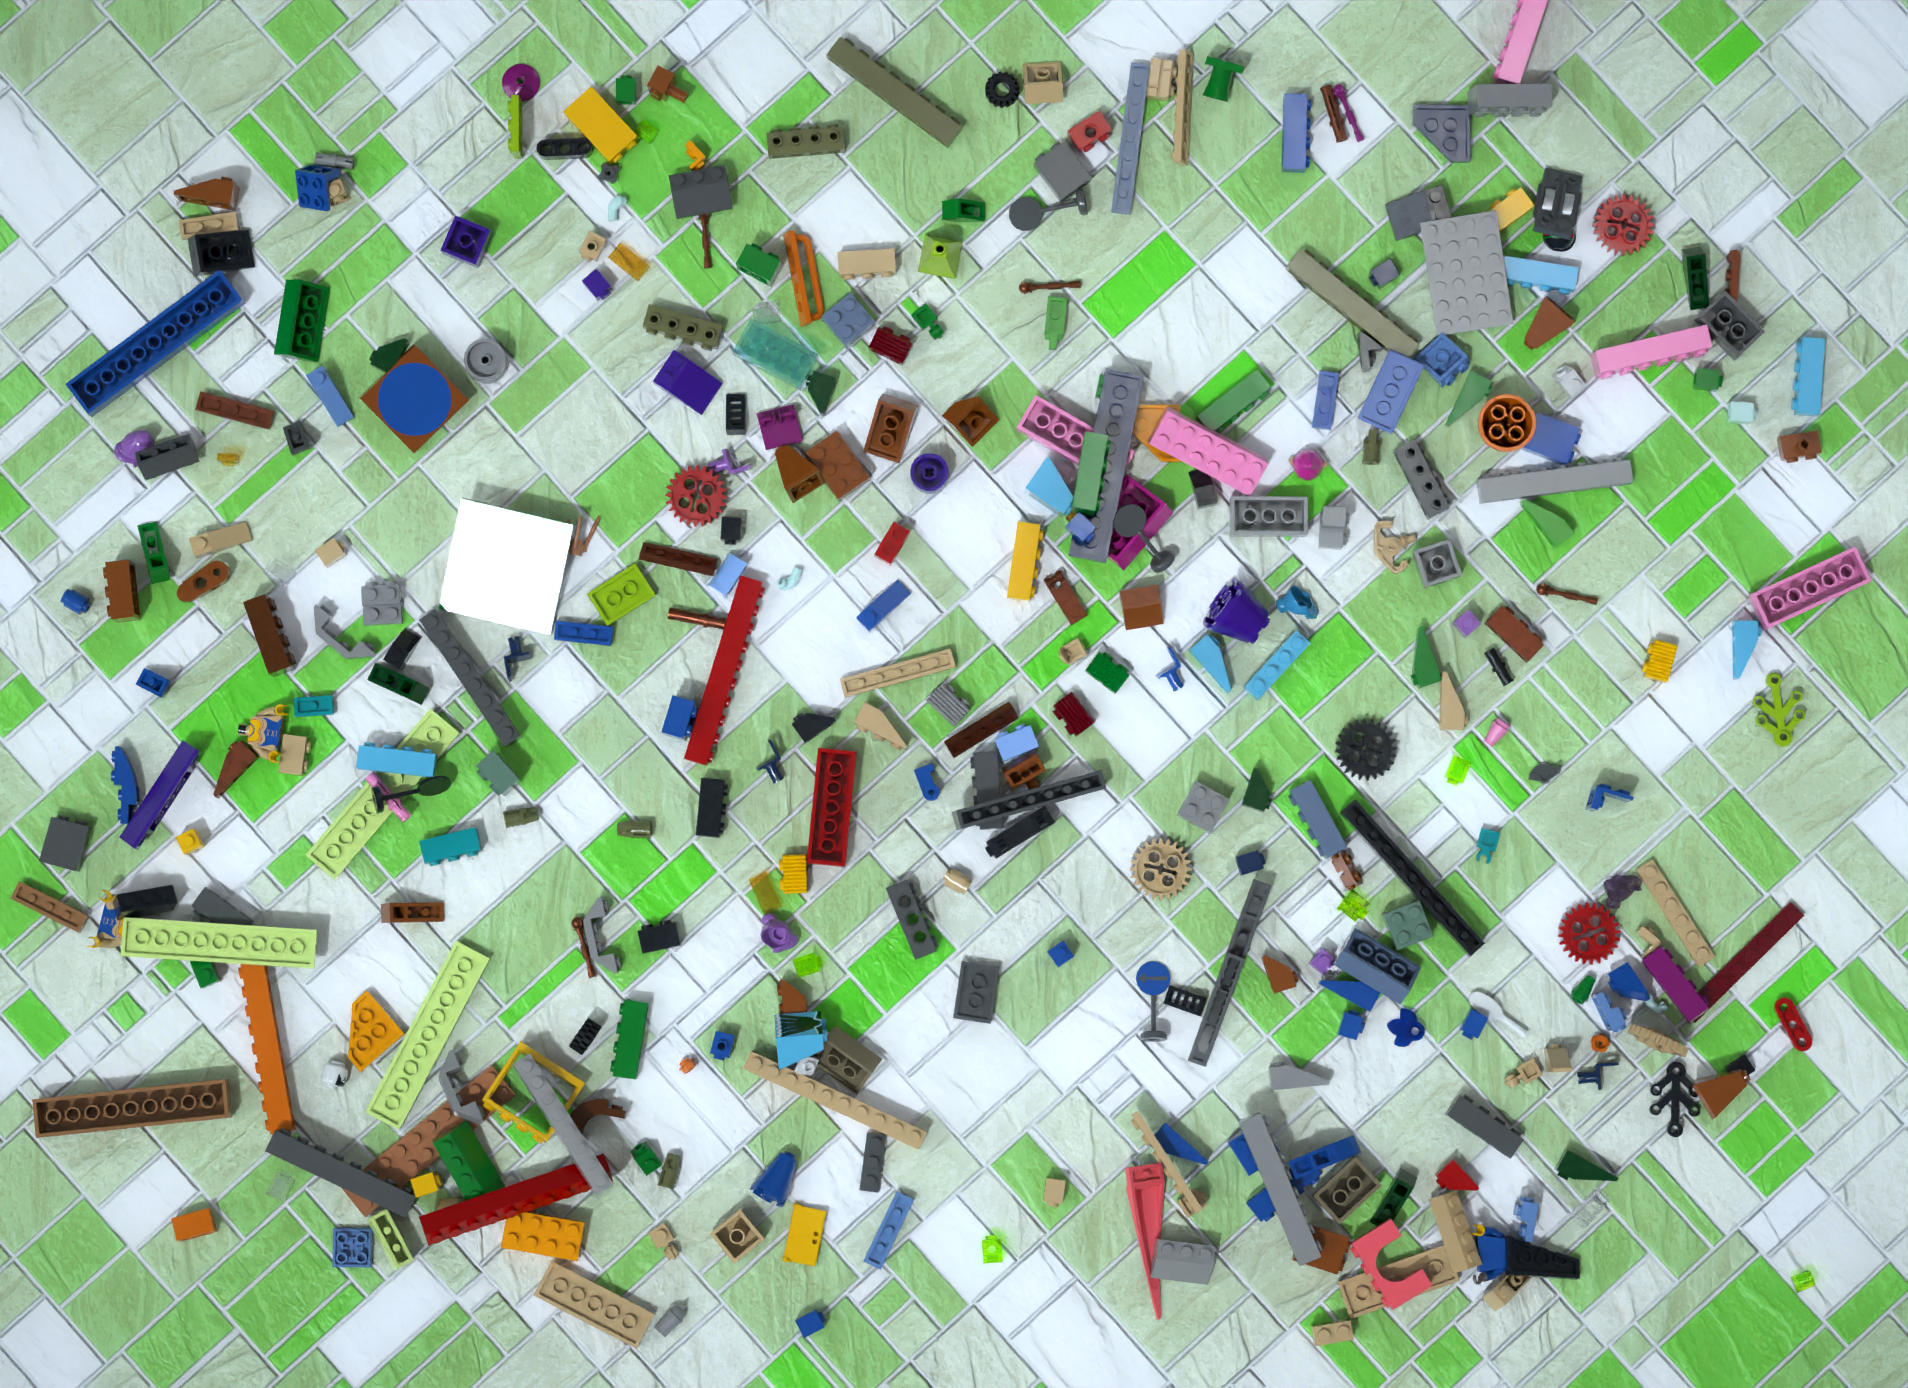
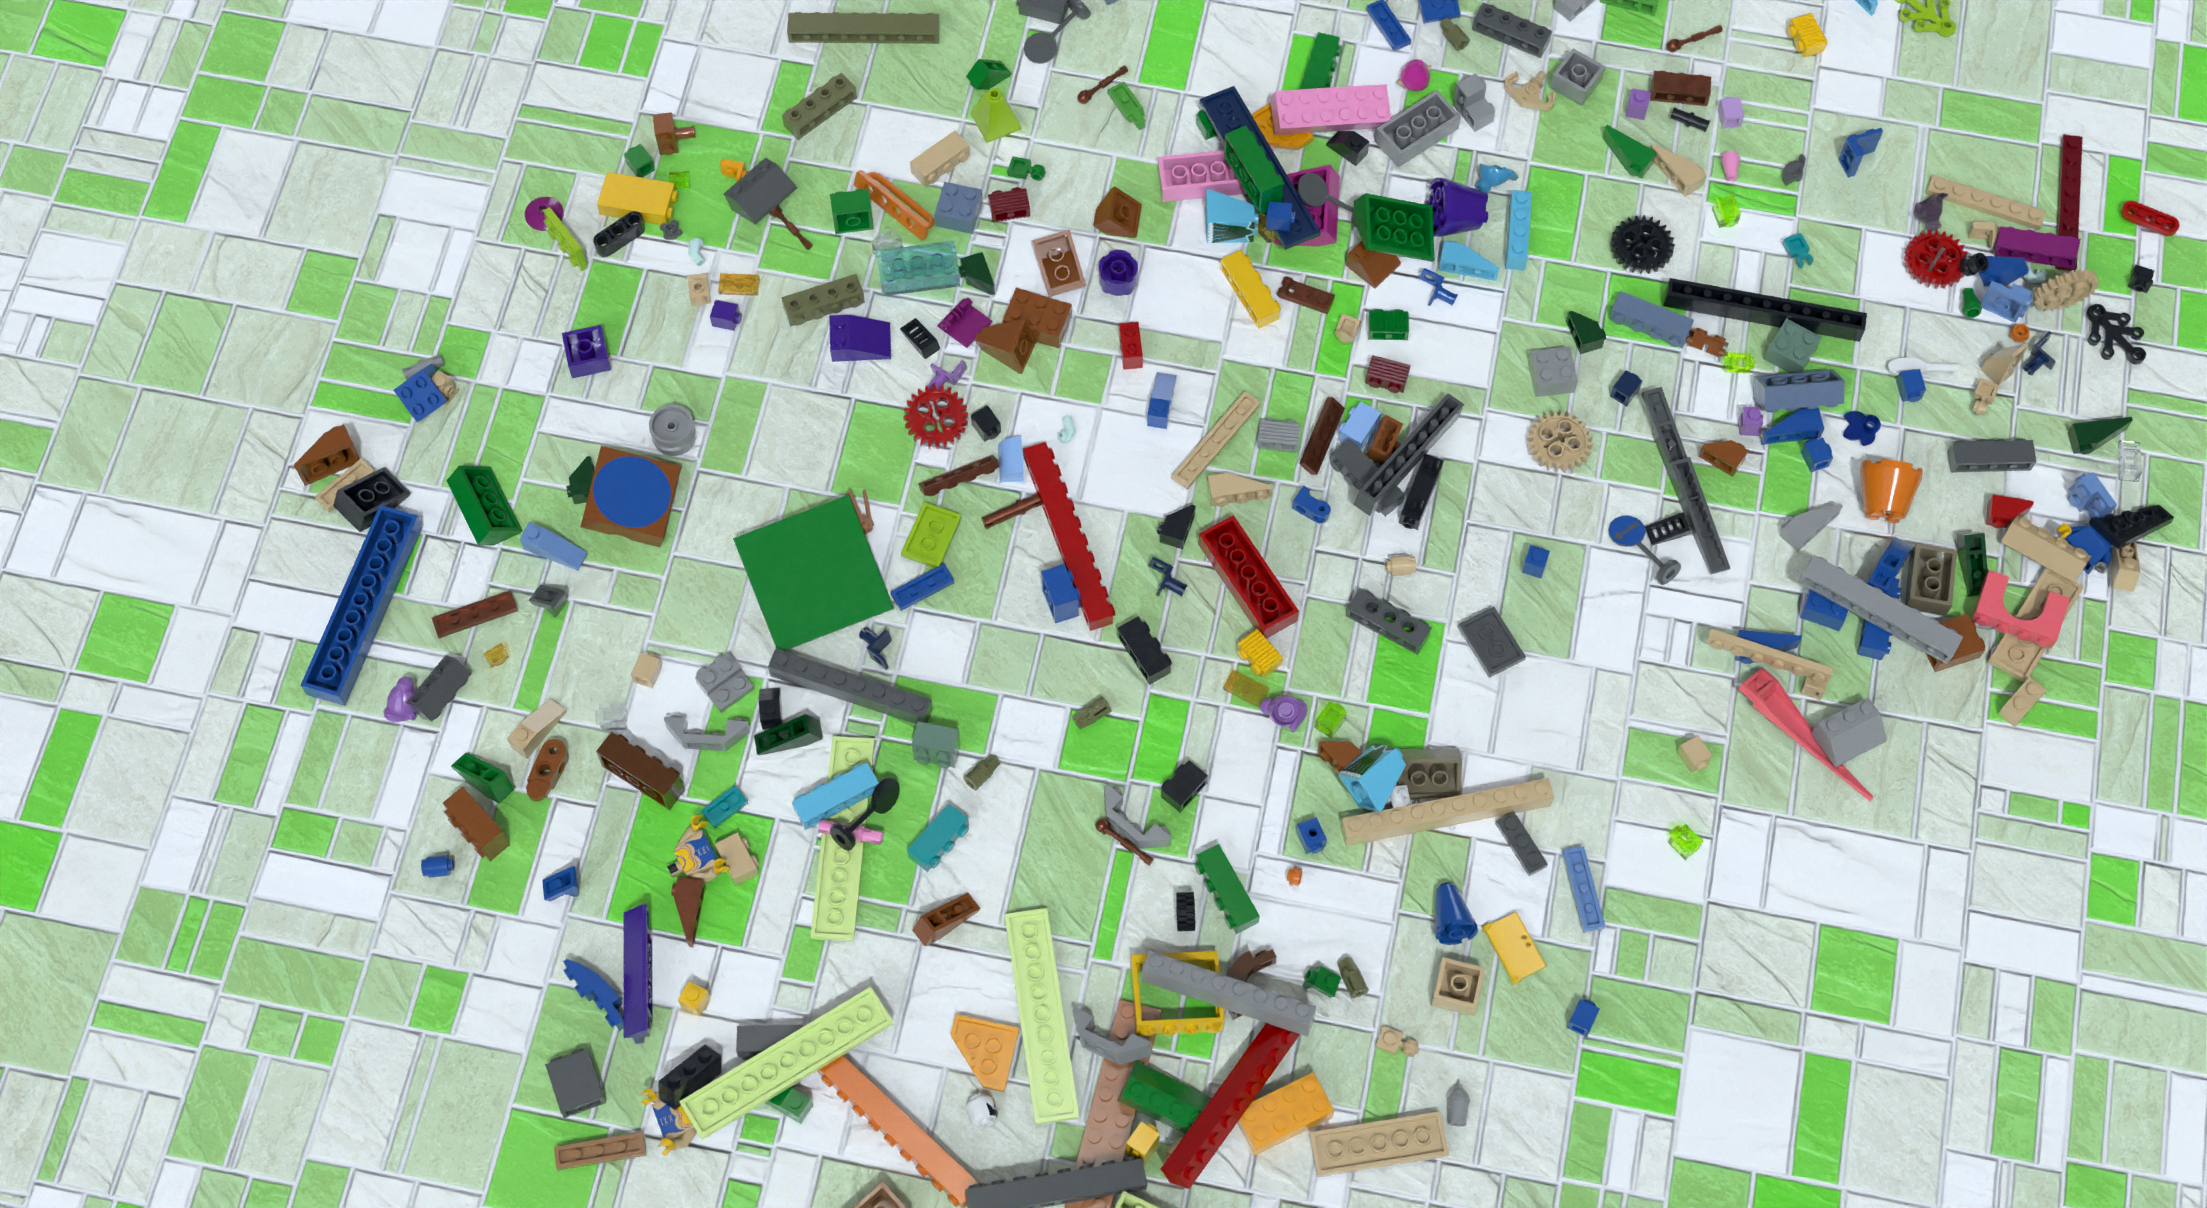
camera: 35 degrees left, 20 degrees down
(1172, 598) = (1395, 226): none -> green slope
(1375, 1097) = (1888, 488): none -> orange cone
(1536, 685) = (1730, 112): none -> lavender brick
(1608, 963) = (1974, 264): none -> black wheel
(1720, 1089) = (2147, 296): dark orange slope -> none

